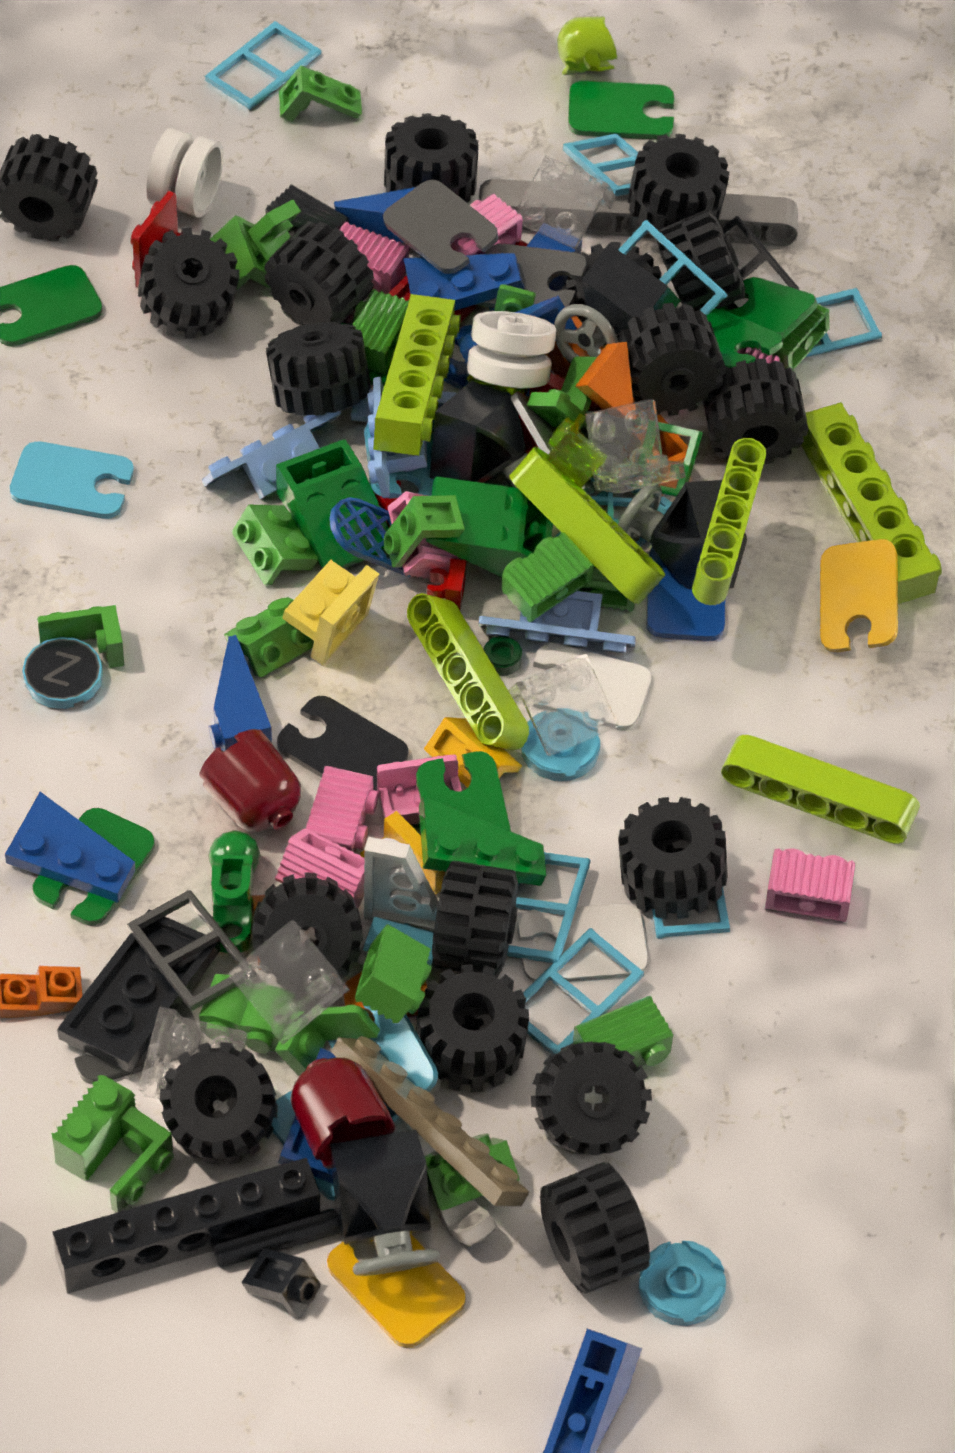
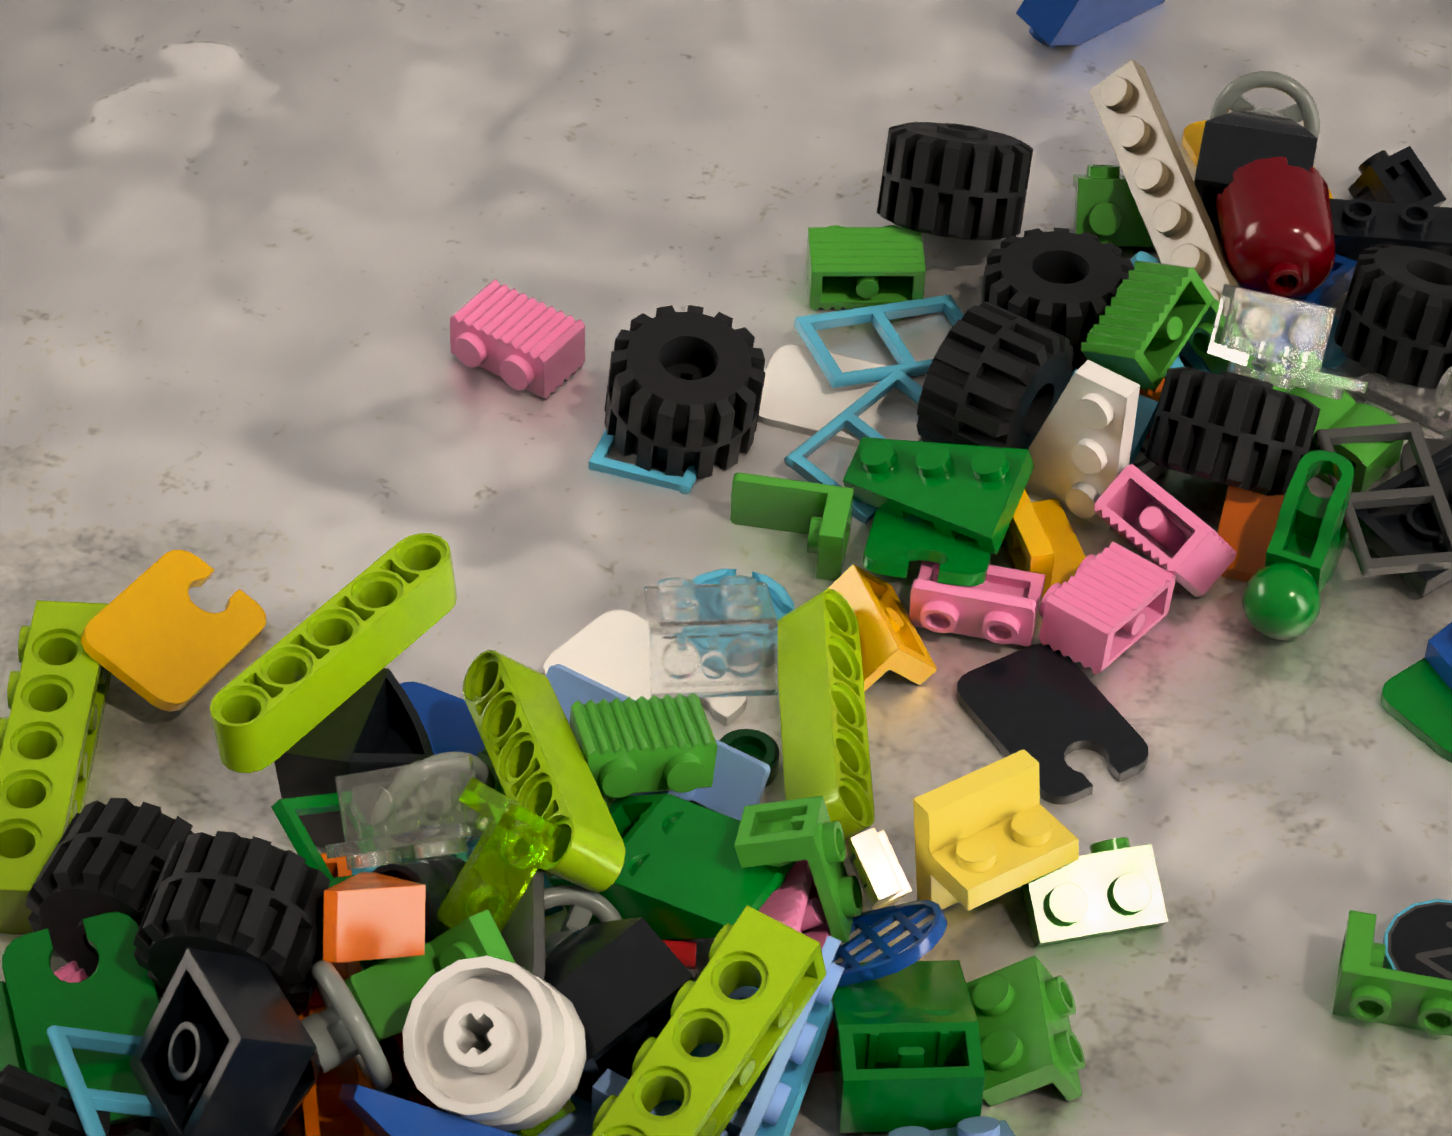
camera: 155 degrees left, 10 degrees down
(236, 700) = (1196, 793): blue slope -> none
(252, 783) = (1224, 661): dark red cylinder -> none
(392, 564) = (877, 868): none -> slope
(548, 825) = (801, 508): none -> bright green bracket
(594, 1227) = (1022, 73): black wheel -> none
(682, 1283) = (929, 72): medium azure tile -> none
(820, 789) = (421, 438): lime beam -> none

